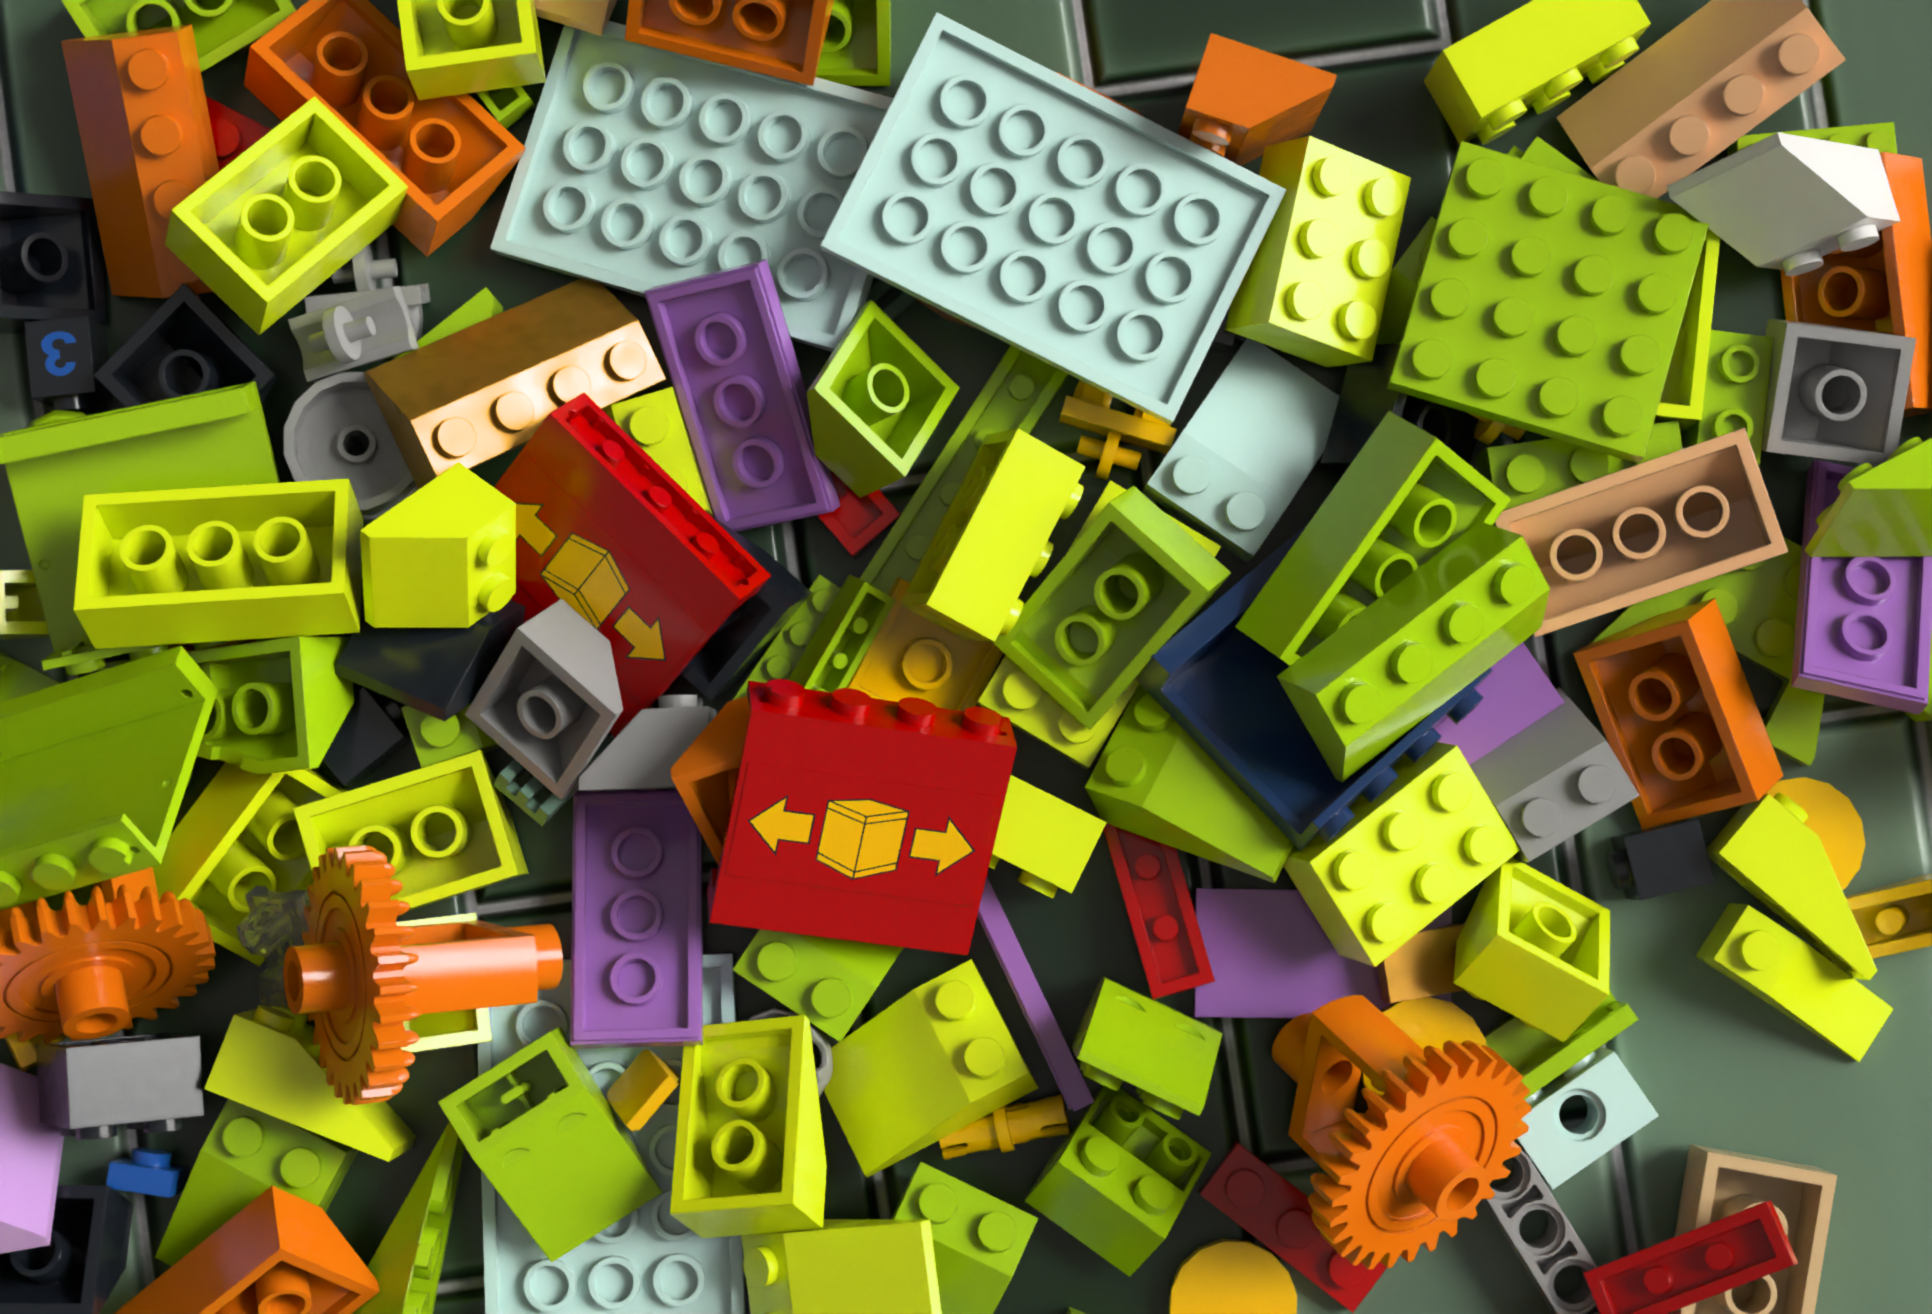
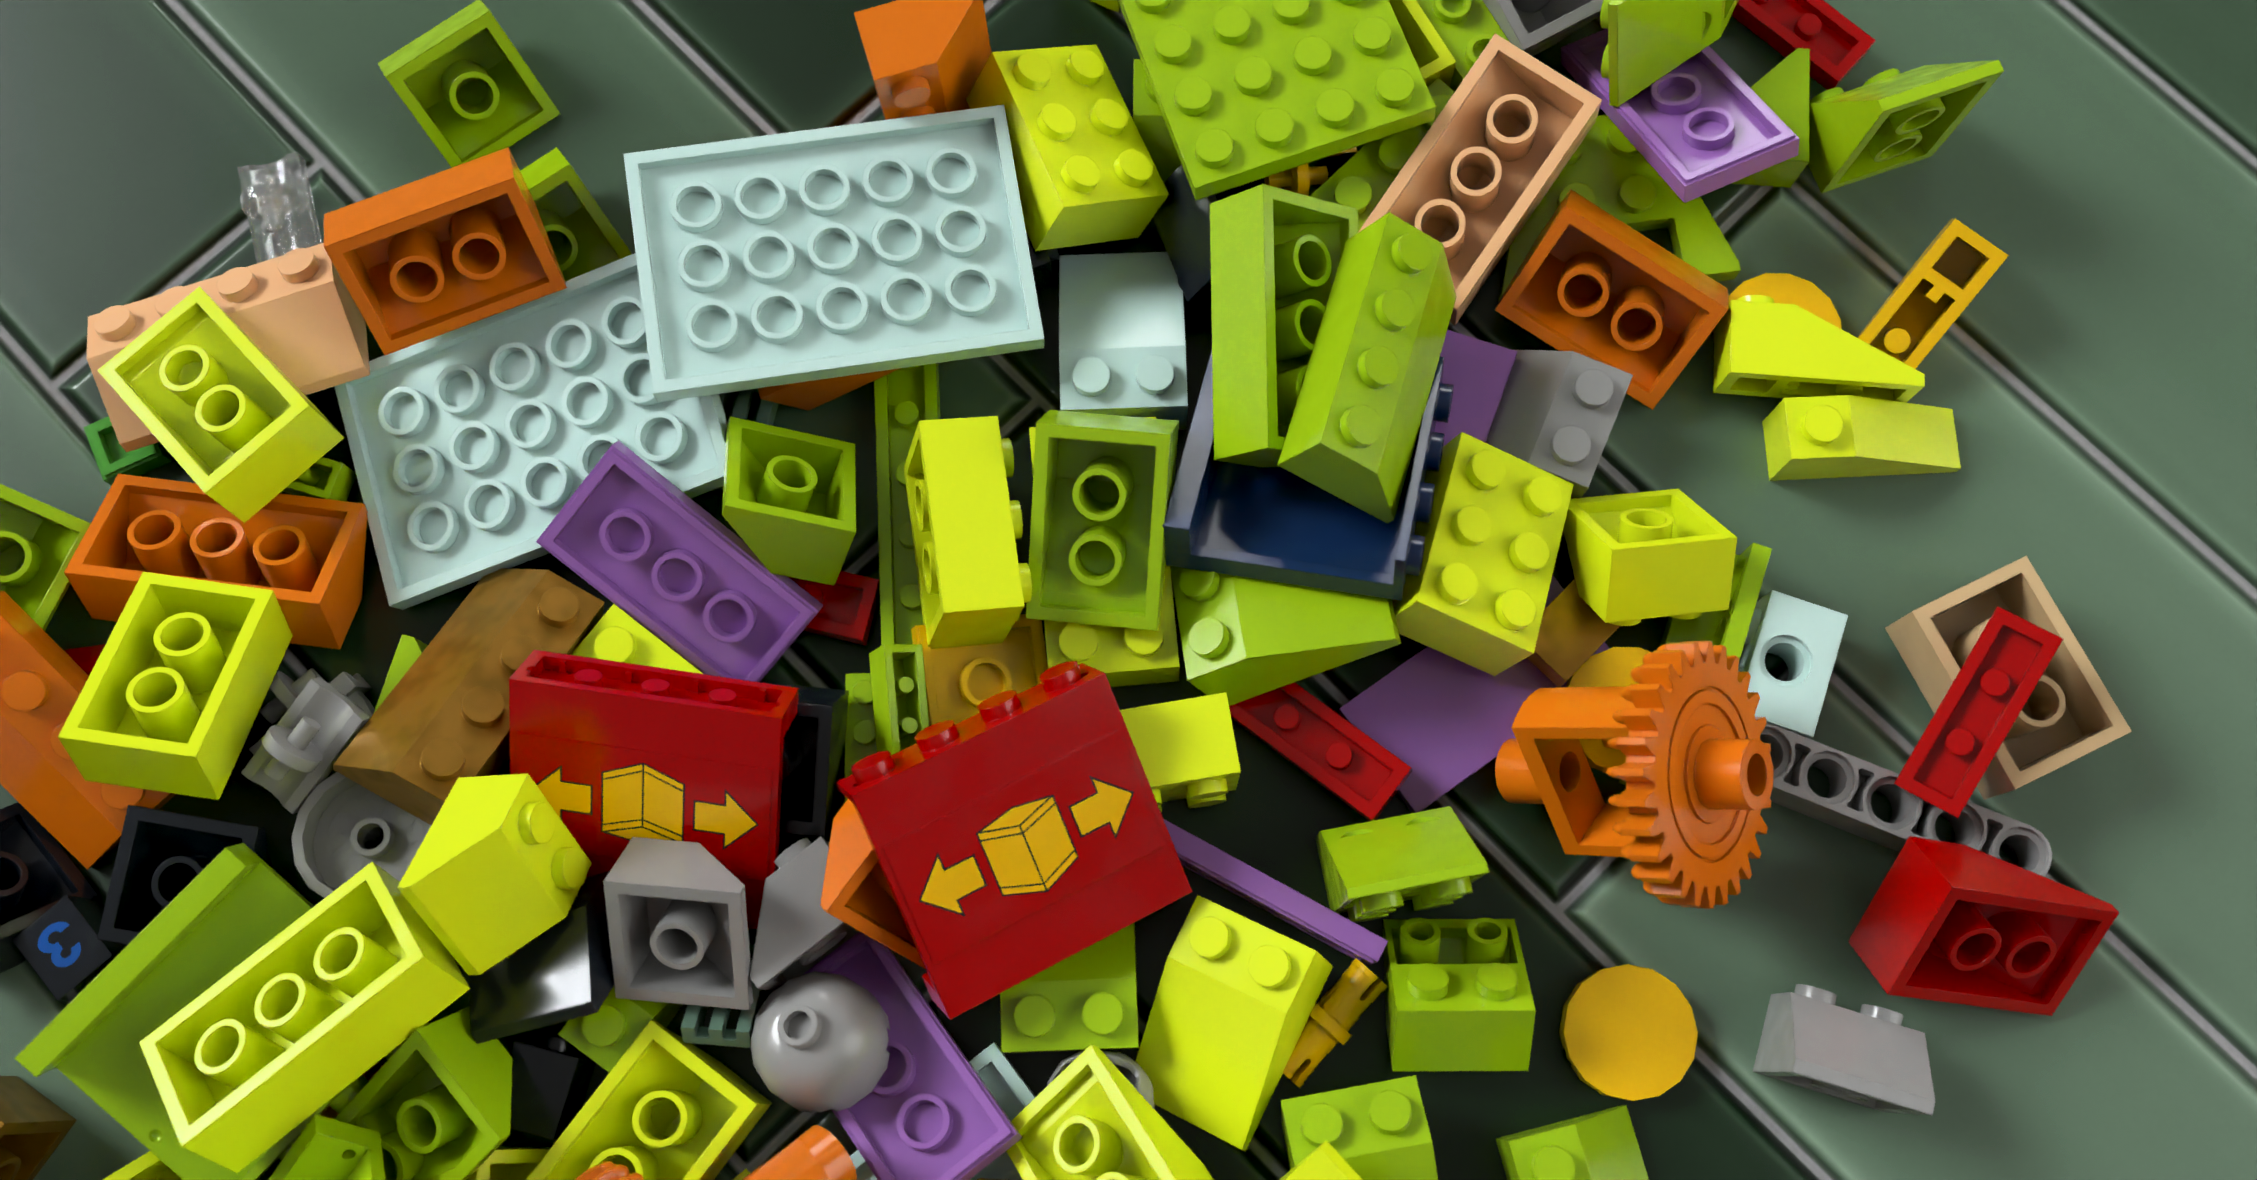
camera: 30 degrees left, 10 degrees down
(599, 859) = (820, 1042): none -> light grey cylinder
(1091, 411) = (1009, 394): yellow hips -> none
(1283, 1222) = (1625, 930): red plate -> none
(1659, 860) = (1685, 420): black brick -> none

